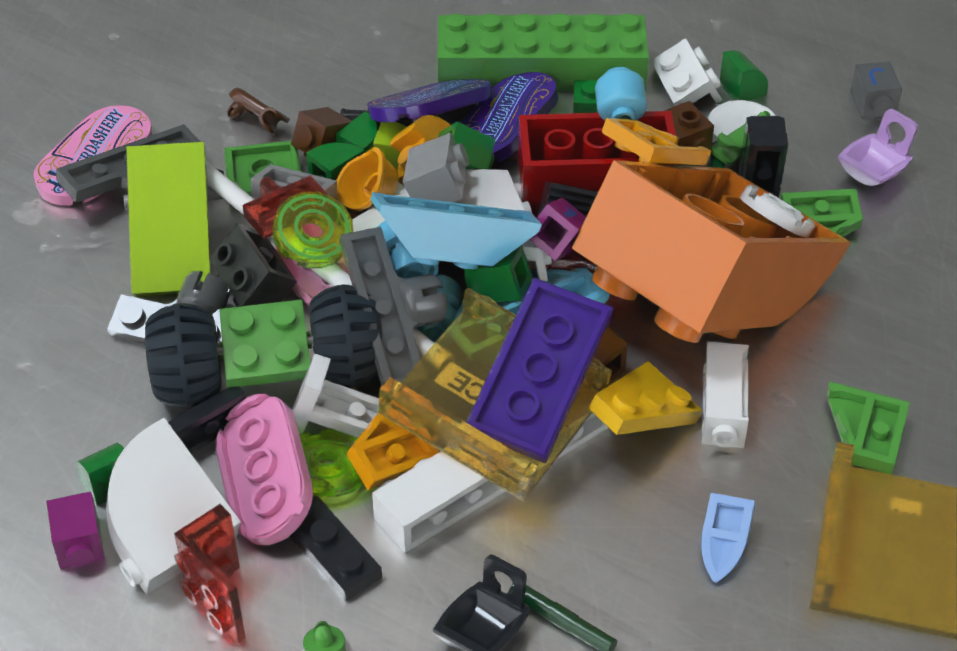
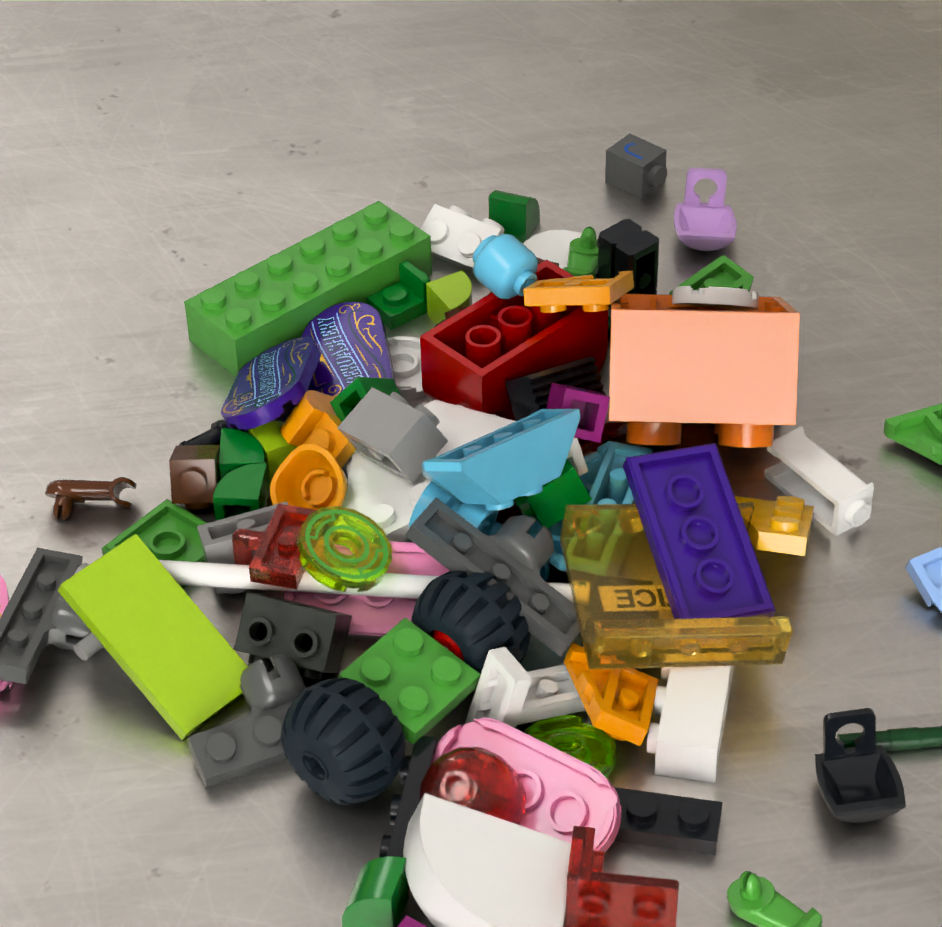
camera: 40 degrees left, 5 degrees down
(224, 443) = (477, 781): none -> clear red cylinder

